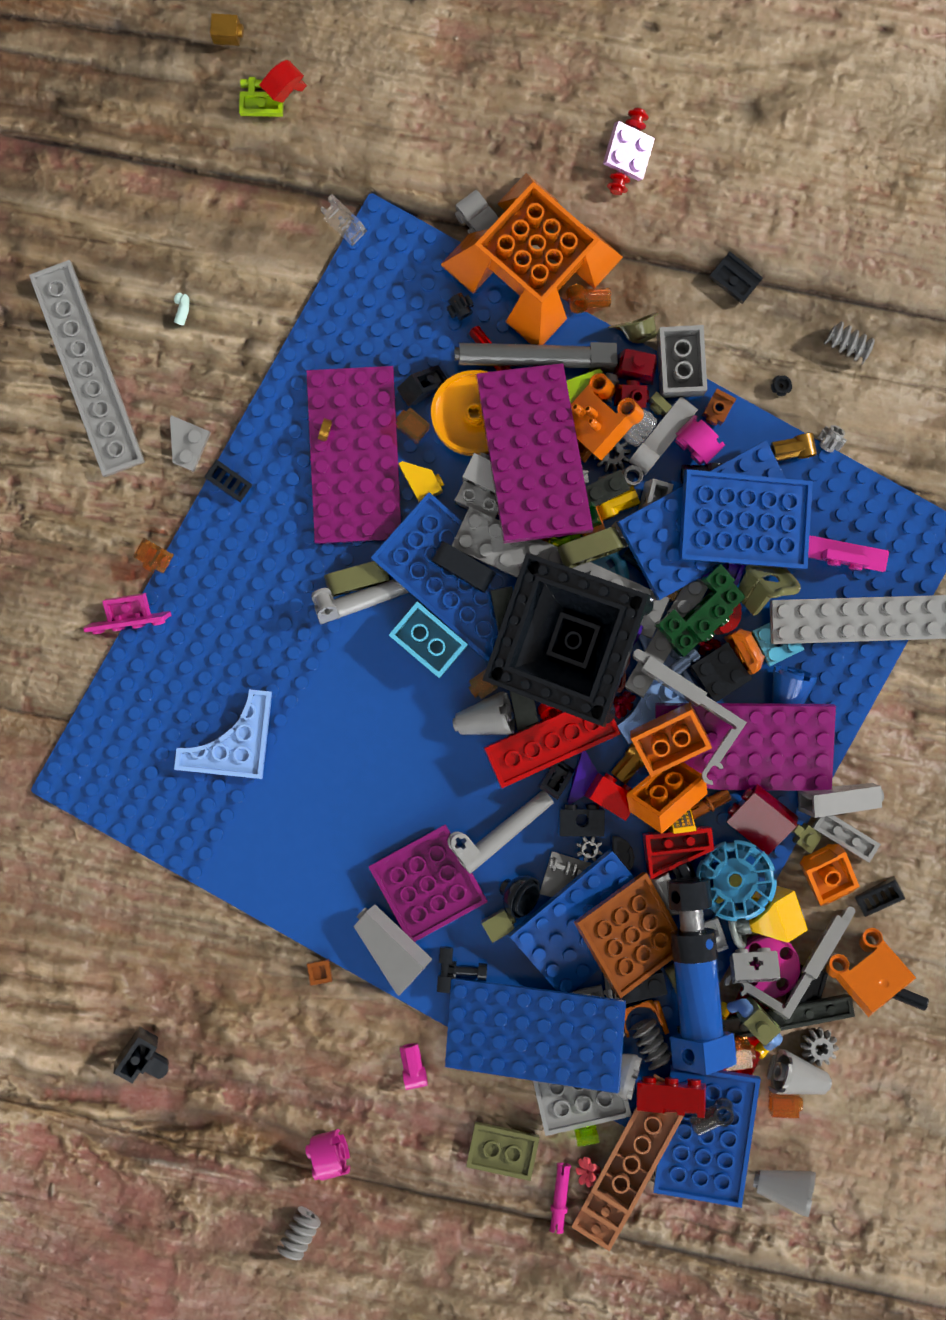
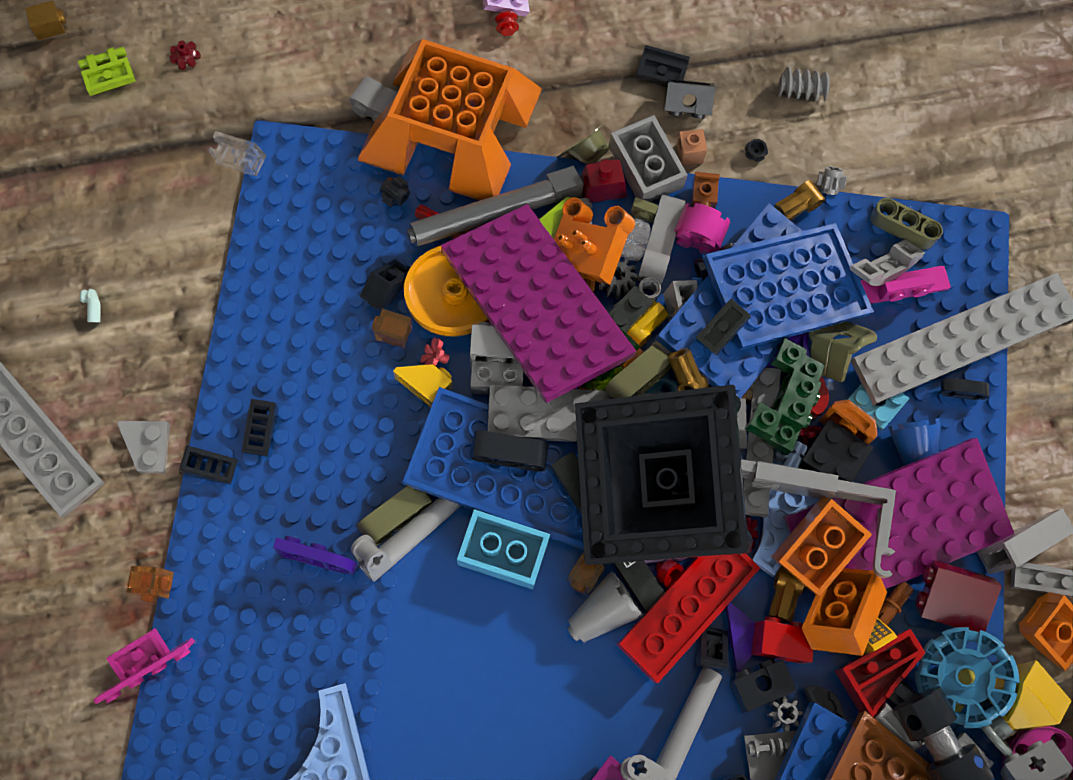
camera: 30 degrees left, 15 degrees down
(282, 81) = (122, 43): red brick -> none
(282, 586) = (313, 555): none -> dark purple plate
(284, 470) = (256, 405): none -> black slope
(325, 429) = (298, 369): pearl gold tile -> none
(332, 106) = (184, 54): none -> dark red plant
(358, 464) = (340, 385): magenta plate -> none
(437, 460) = (434, 353): none -> coral plant
(582, 299) = (519, 140): clear orange piece -> none
(629, 568) = (686, 370): none -> pearl gold piece
(632, 390) = (607, 201): dark red brick -> none
(672, 537) = (723, 327): none -> pearl dark grey plate
(726, 362) = (691, 147): none -> nougat brick
(741, 305) = (678, 89): none -> brick
(806, 837) = (1012, 600): olive plate -> none
(840, 534) = (890, 266): none -> light grey slope
(853, 660) = (964, 389): none -> black beam
(885, 505) = (917, 223): none -> olive beam

